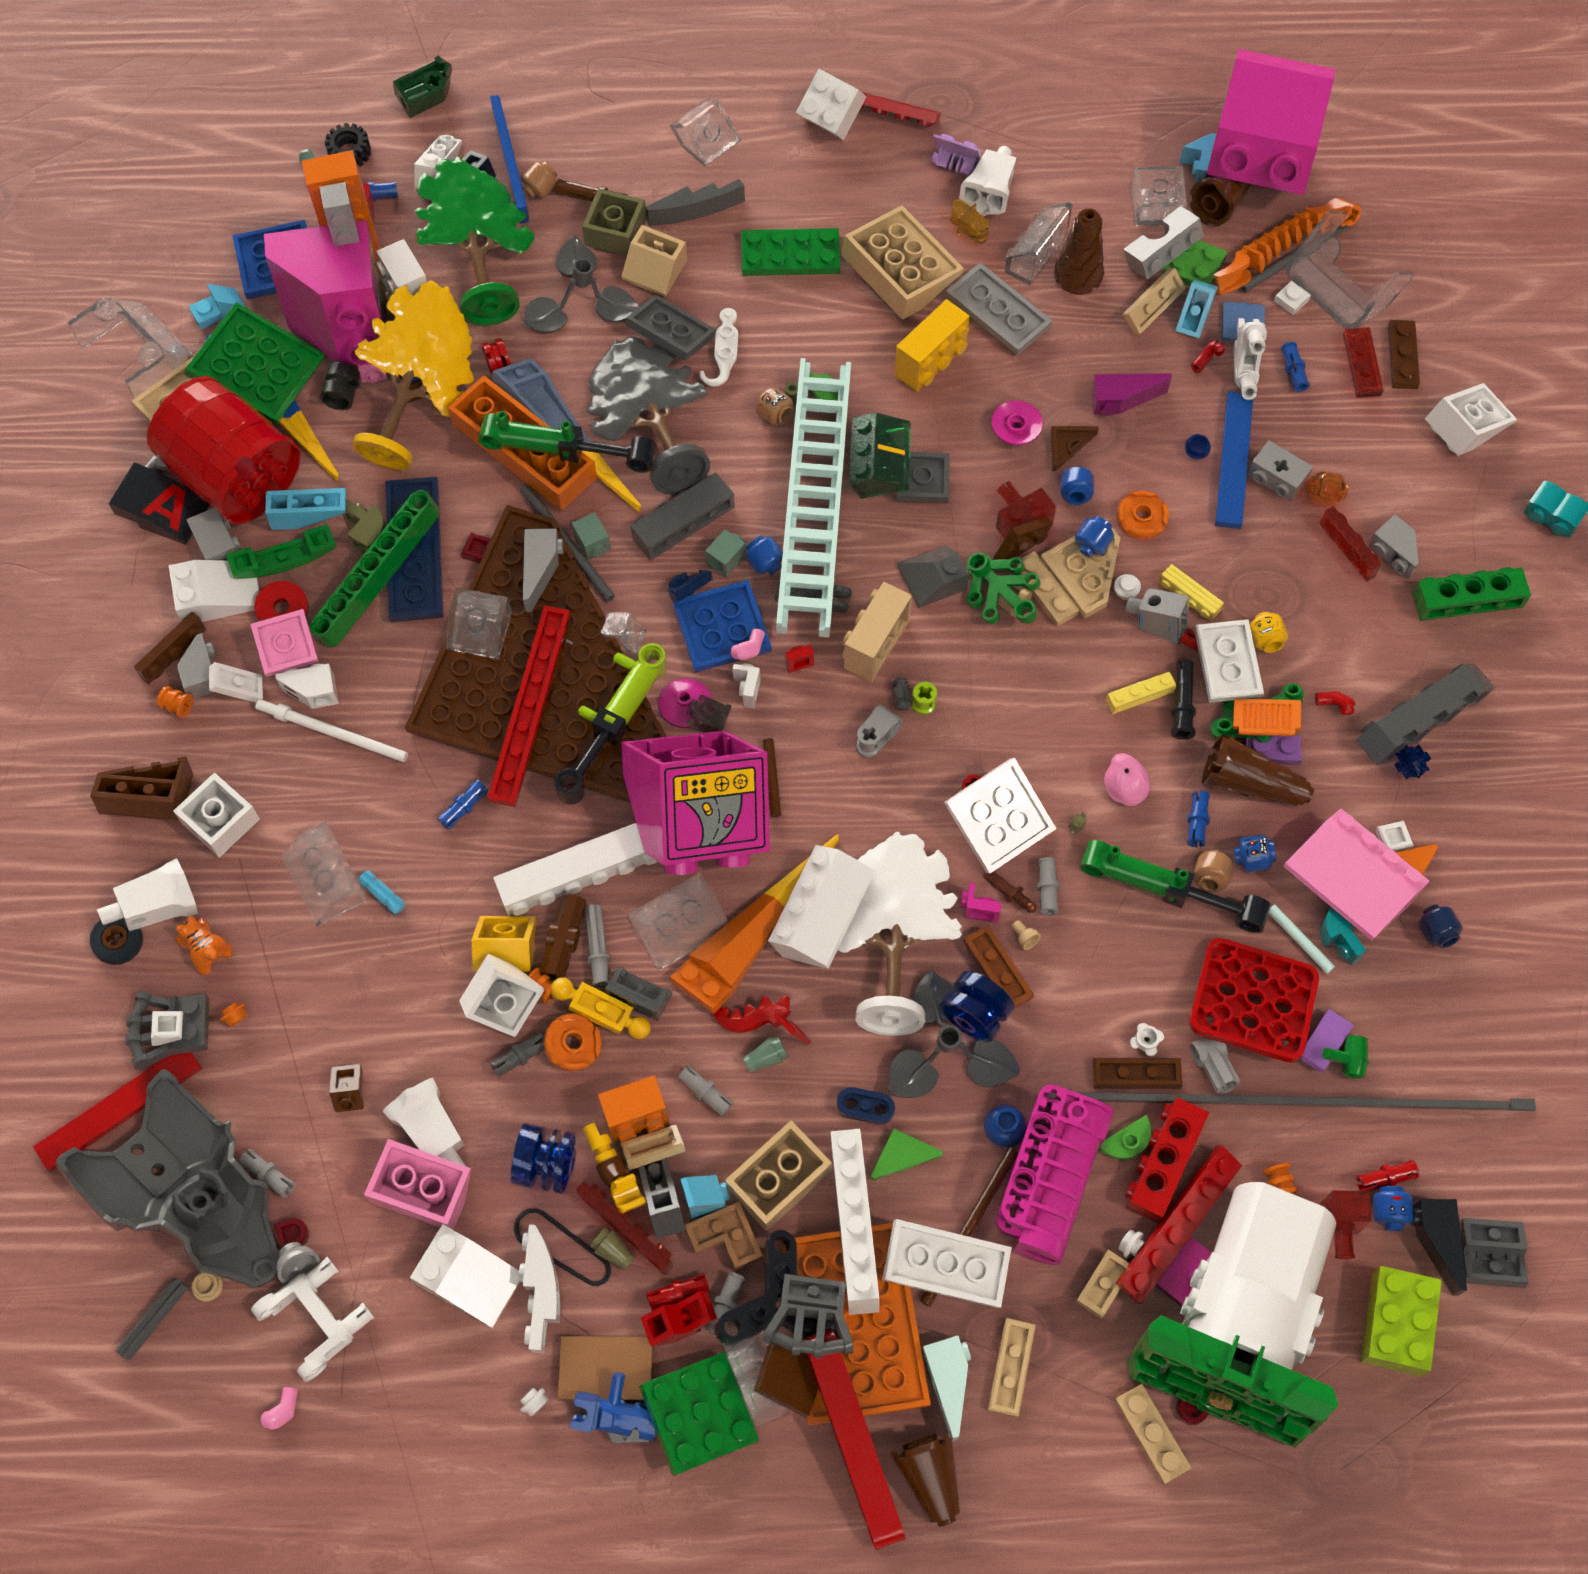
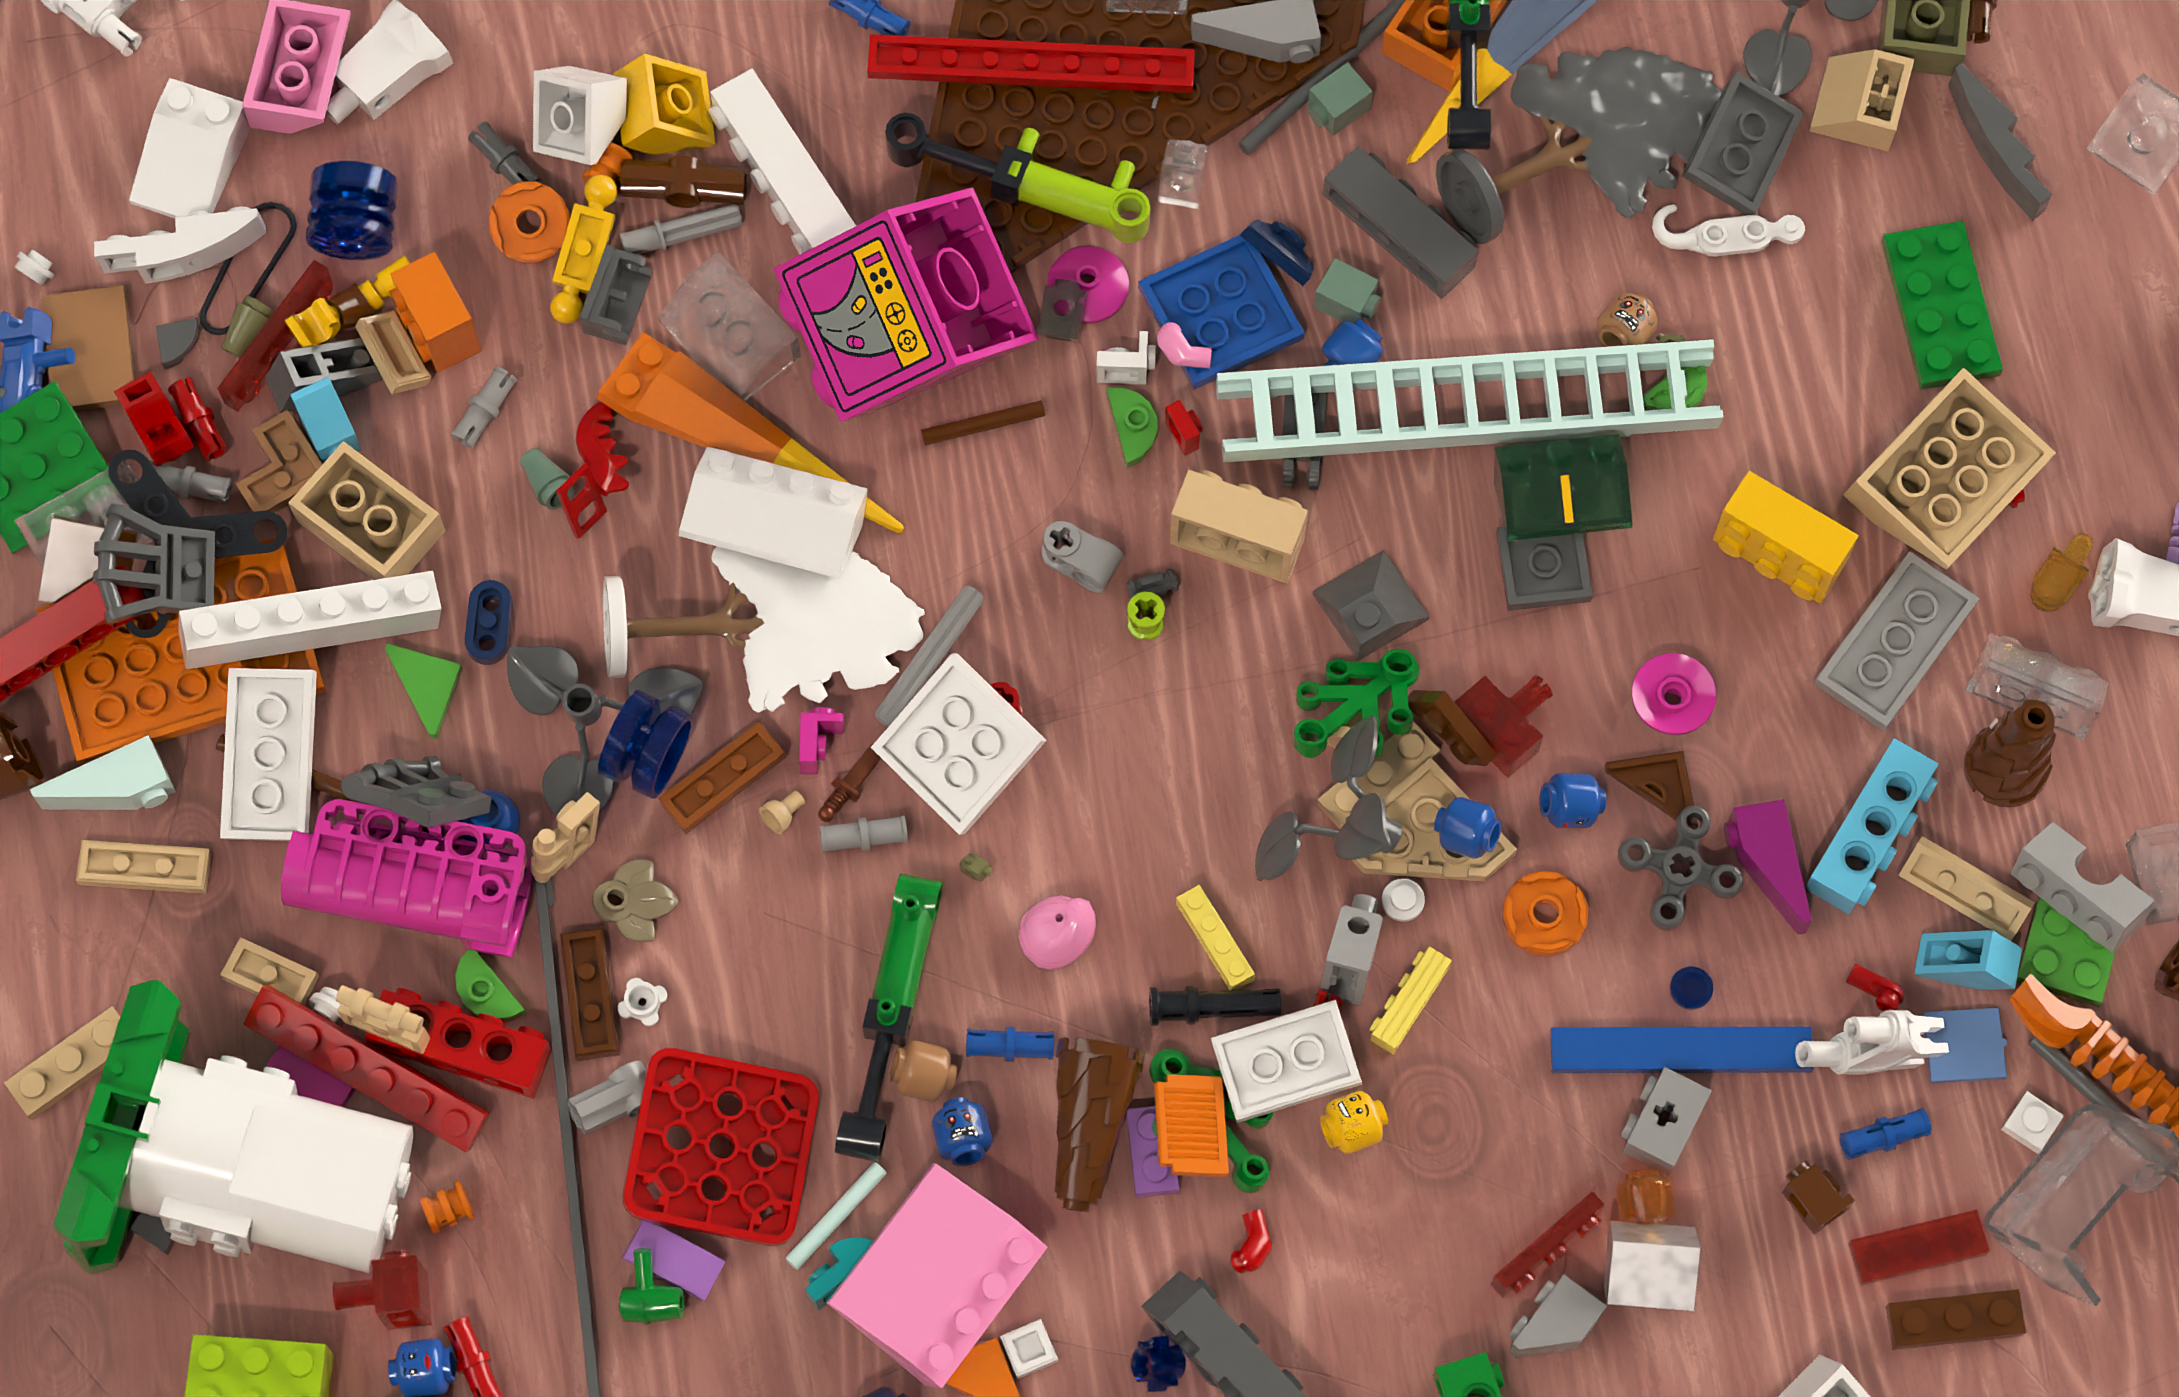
camera: 80 degrees right, 5 degrees up
(611, 1303) = (176, 340): none -> dark grey tile
(789, 688) = (1134, 423): none -> bright green plate
(930, 831) = (930, 654): none -> light grey axle
(995, 1157) = (416, 791): none -> dark grey plate
(1035, 1063) = (568, 841): none -> tan plate
(1076, 1032) = (640, 898): none -> dark tan plate
(1107, 571) = (1365, 830): none -> dark grey plant
(1111, 338) = (1898, 768): none -> medium azure brick
(1126, 437) = (1675, 884): none -> dark grey gear
(1158, 1201) = (382, 1019): none -> tan plate
(1331, 405) = (1815, 1196): none -> reddish brown brick
(1372, 488) = (1651, 1265): none -> flat silver piece

